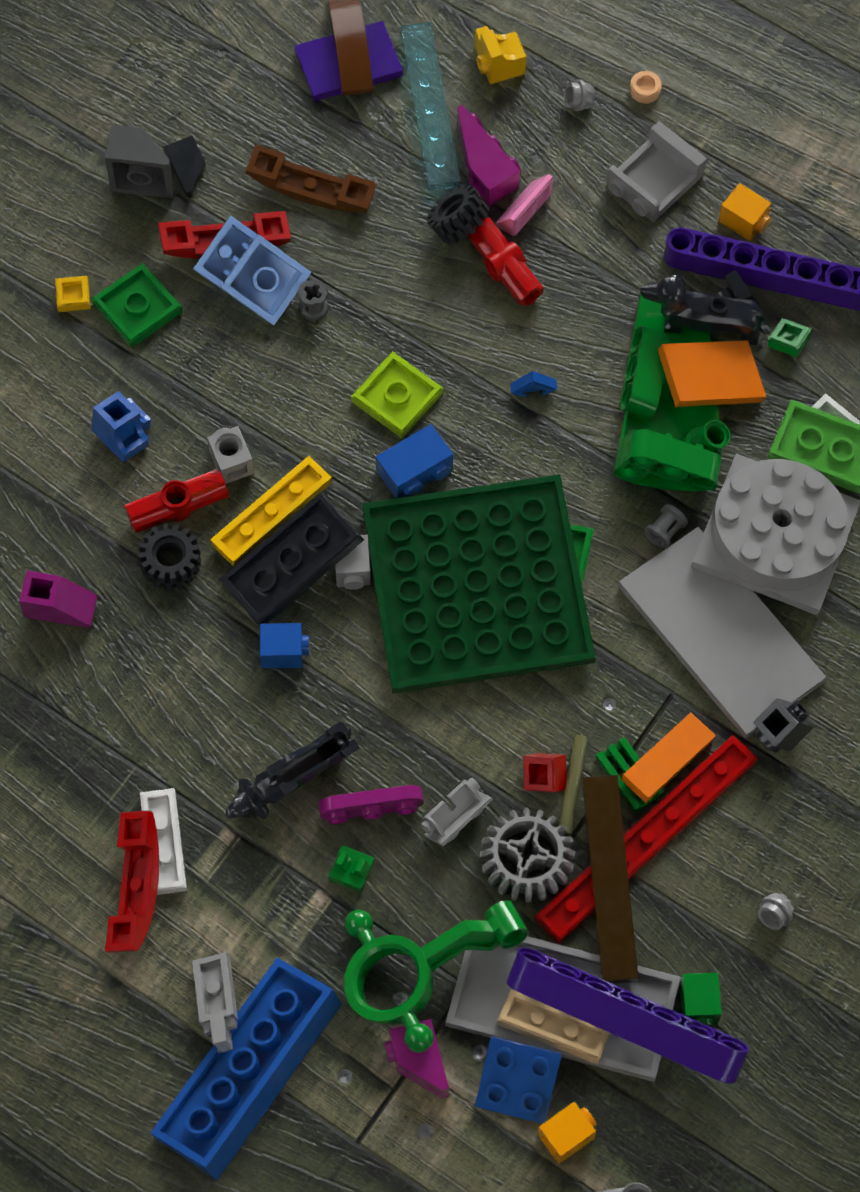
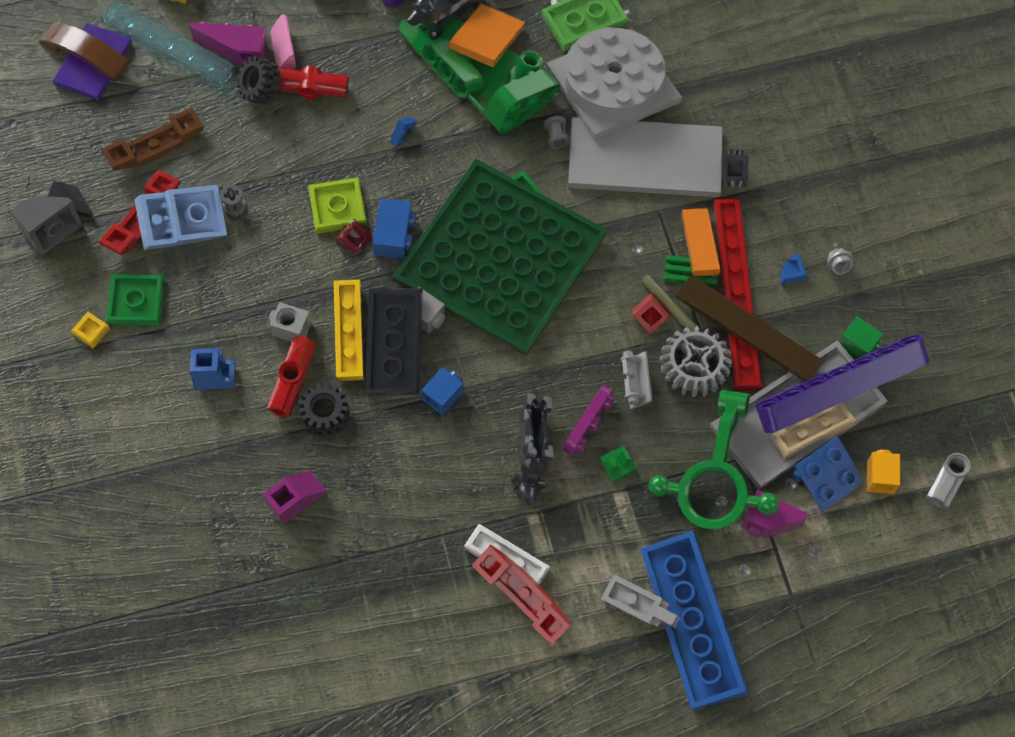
camera: 50 degrees left, 0 degrees up
(375, 436) = (353, 237): none -> dark red slope
(723, 874) = (793, 271): none -> blue tile

